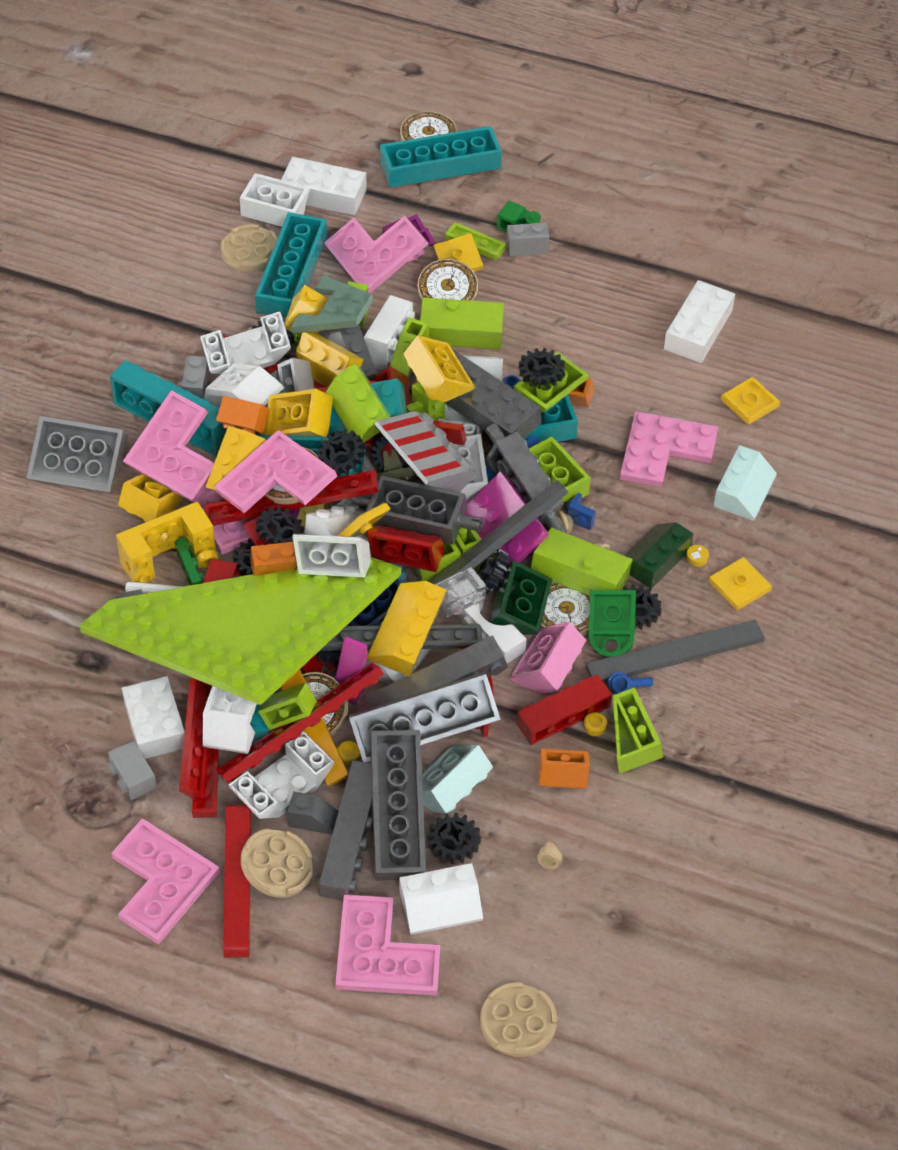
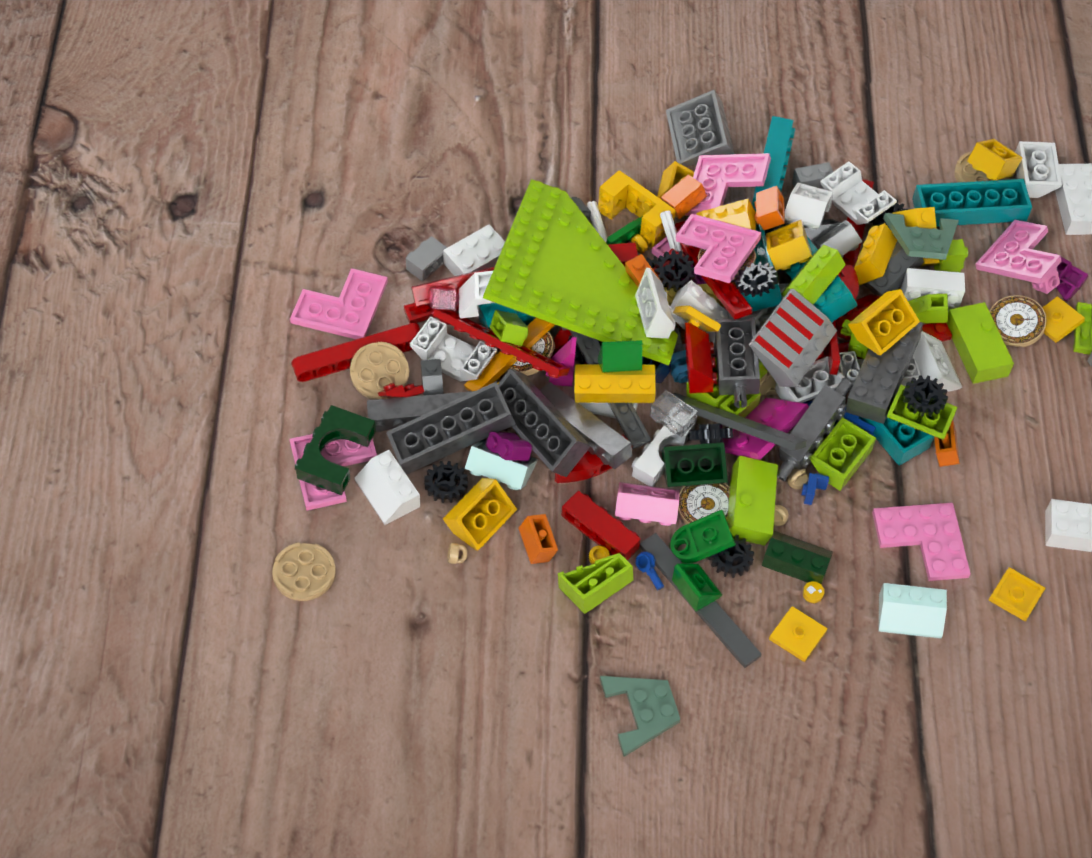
camera: 70 degrees right, 5 degrees up
(179, 486) = (684, 195): none -> orange brick
(211, 762) = (443, 298): none -> clear pink brick
(223, 516) = (670, 230): none -> white axle
(254, 224) = (994, 159): none -> yellow brick
(319, 846) = (397, 391): none -> red slope
(388, 606) = (620, 356): none -> green slope
(390, 963) = (334, 425): none -> dark green arch
(448, 753) = (509, 446): none -> magenta brick
(506, 817) = (480, 513): none -> yellow slope
(667, 647) = (695, 585): none -> green slope
(787, 733) = (650, 705): none -> sand green wing

